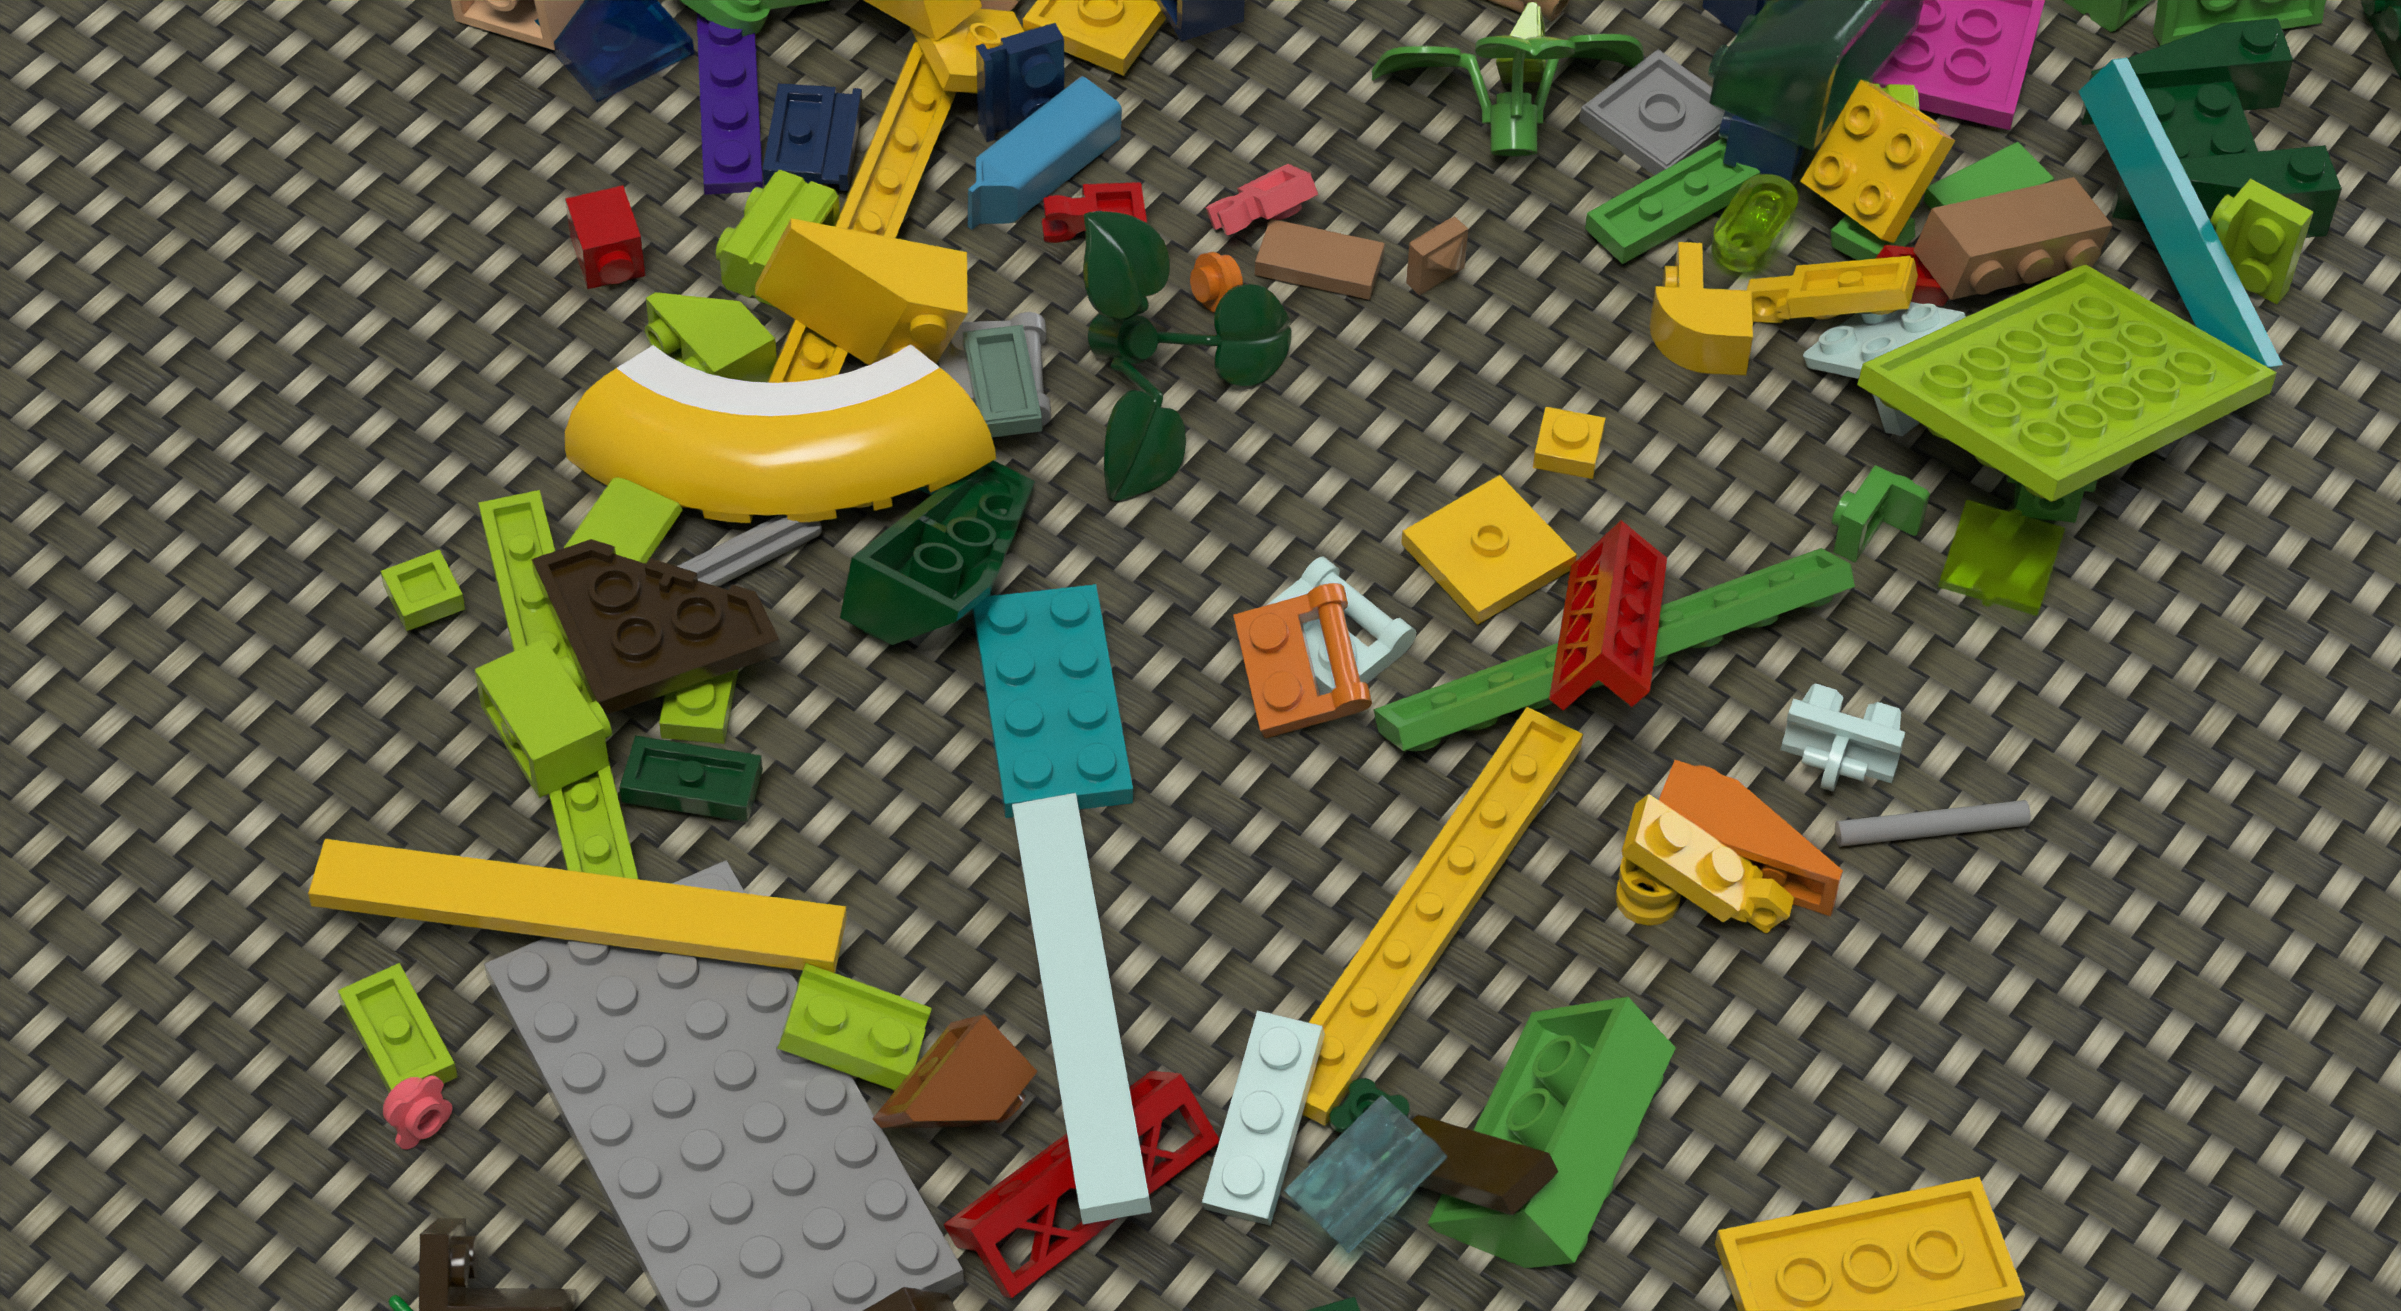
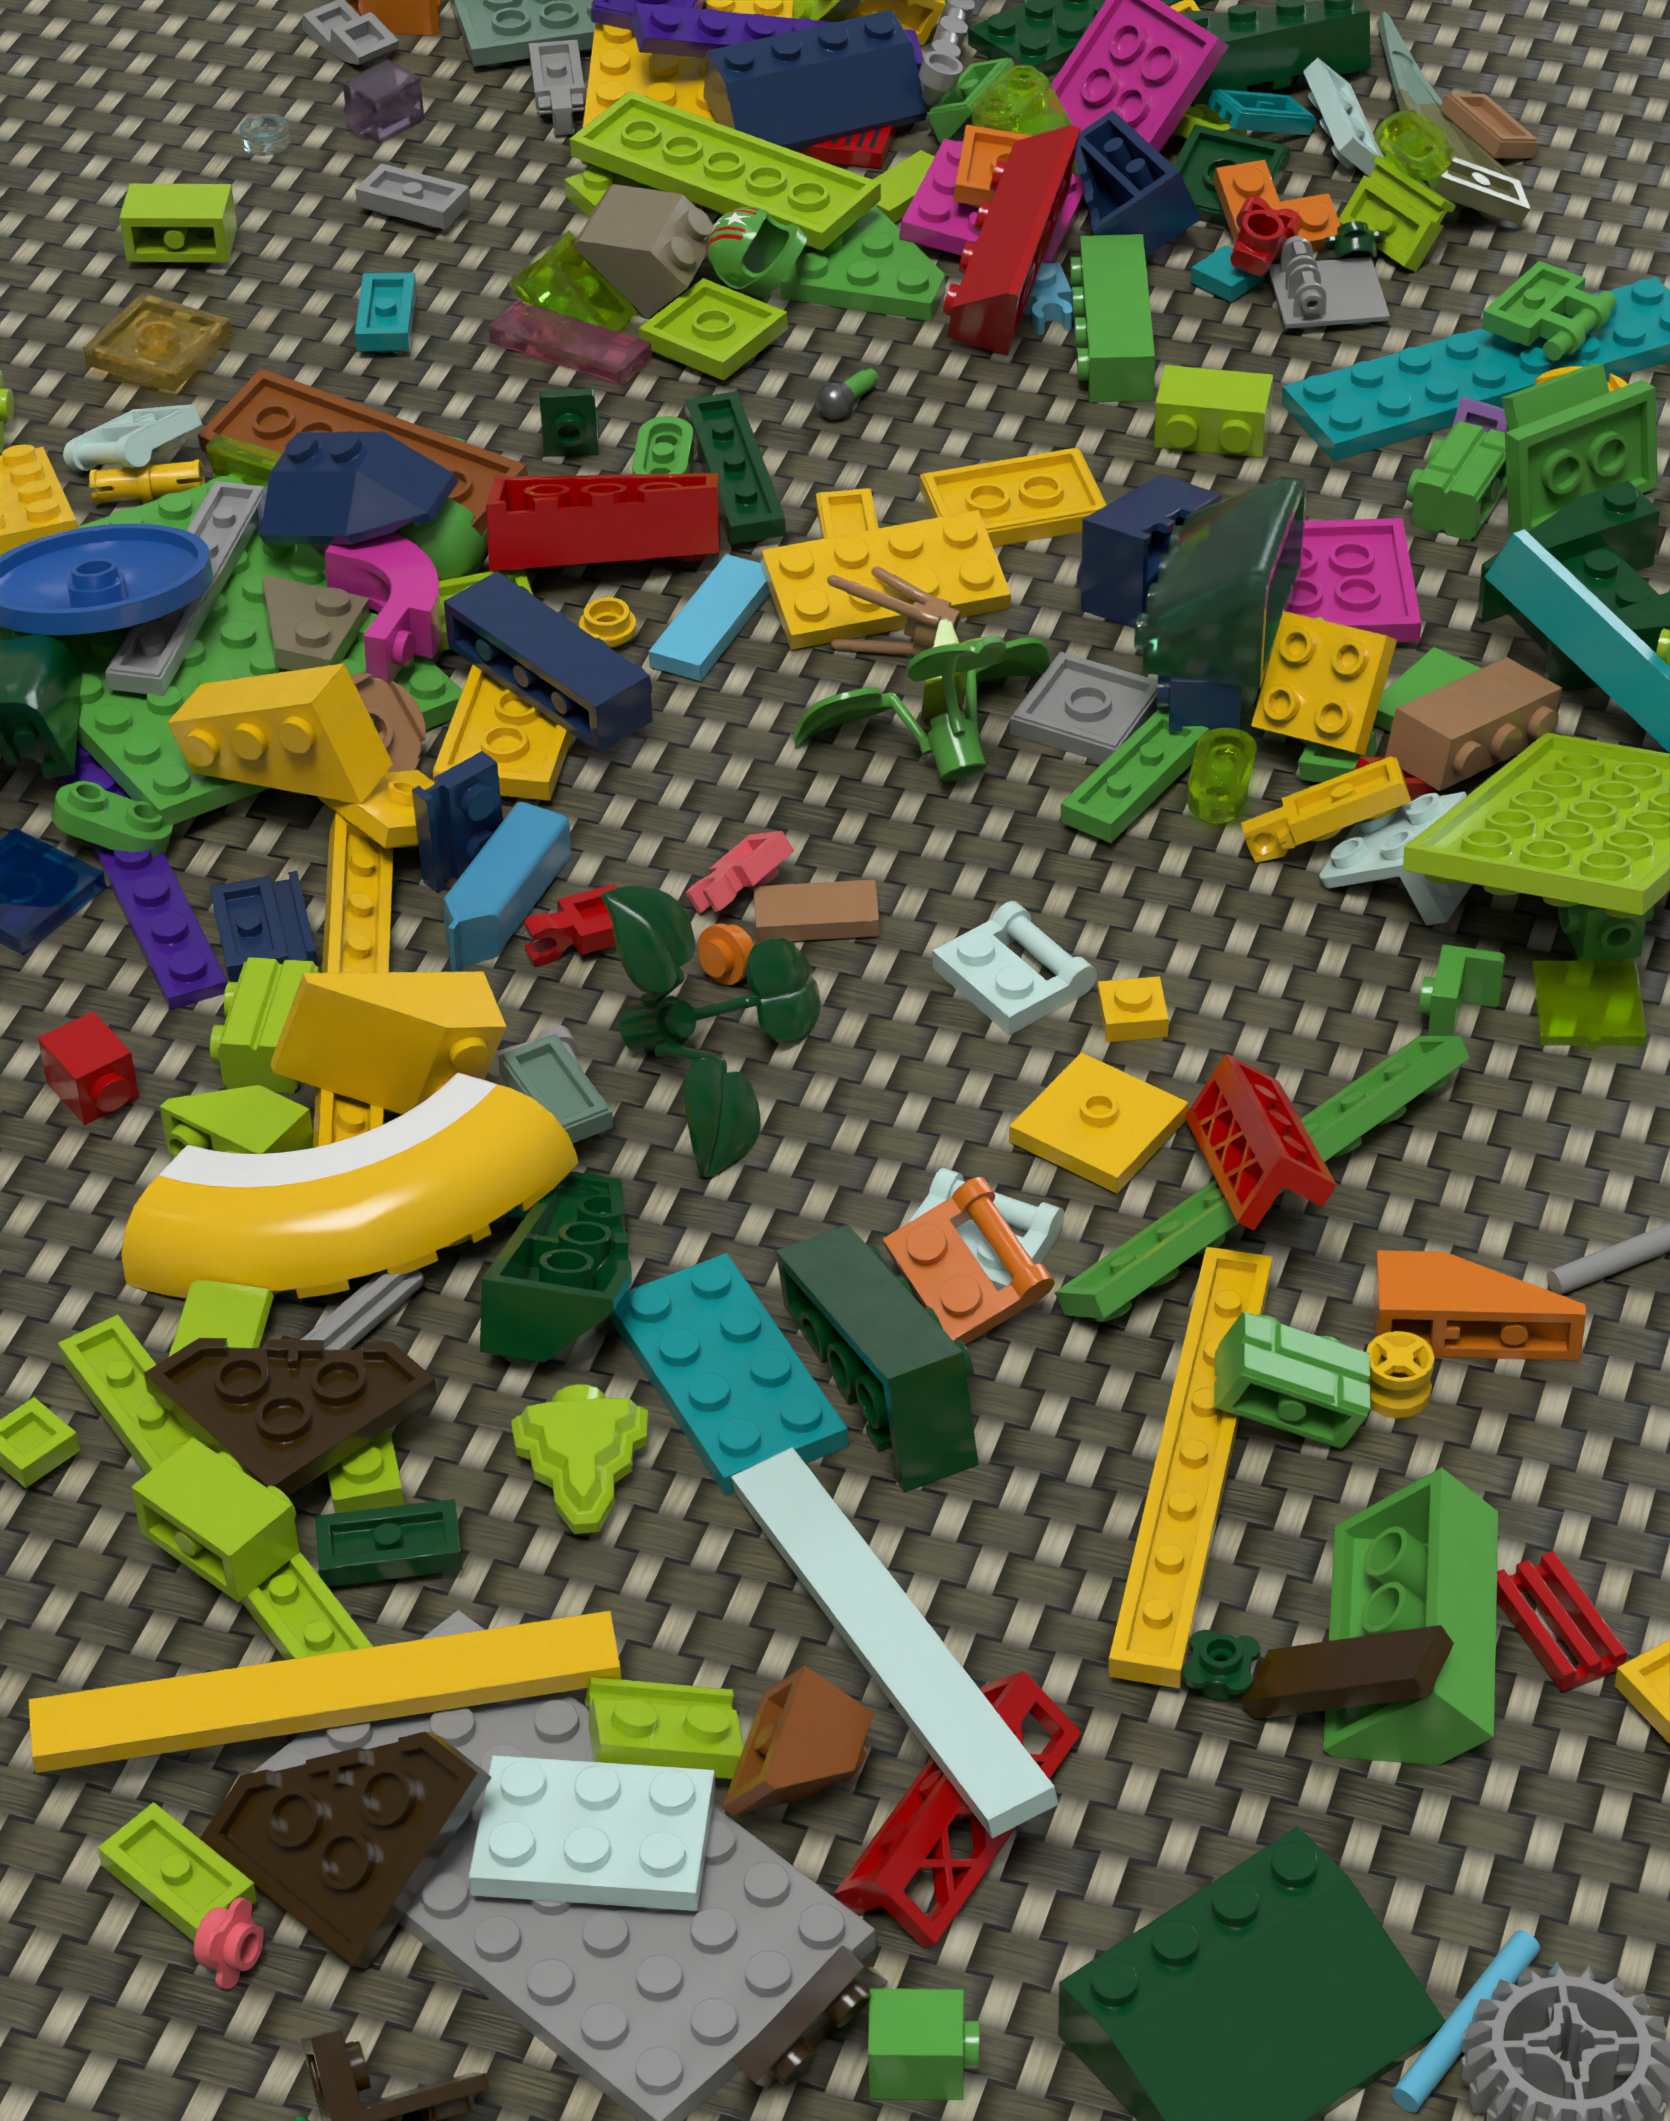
camera: 15 degrees left, 10 degrees down
(544, 1047) = (349, 1834): none -> dark brown plate
(753, 1108) = (593, 1833): none -> light aqua plate
(891, 739) = (581, 1449): none -> lime rock
(1190, 725) = (883, 1353): none -> dark green wedge
(1263, 1118) = (1121, 1693): light aqua plate -> none
(1365, 1173) = (1249, 1714): clear light blue plate -> none
(1437, 255) = (932, 876): medium nougat tile -> none
(1459, 378) = (1001, 981): none -> light aqua plate
(1543, 863) = (1292, 1380): none -> bright green brick
(1684, 1118) = (1546, 1584): none -> red tile
(1698, 325) = (1214, 873): yellow brick -> none
(1702, 867) = (1450, 1340): yellow hinge -> none
(1841, 741) = (1522, 1195): light aqua hips -> none

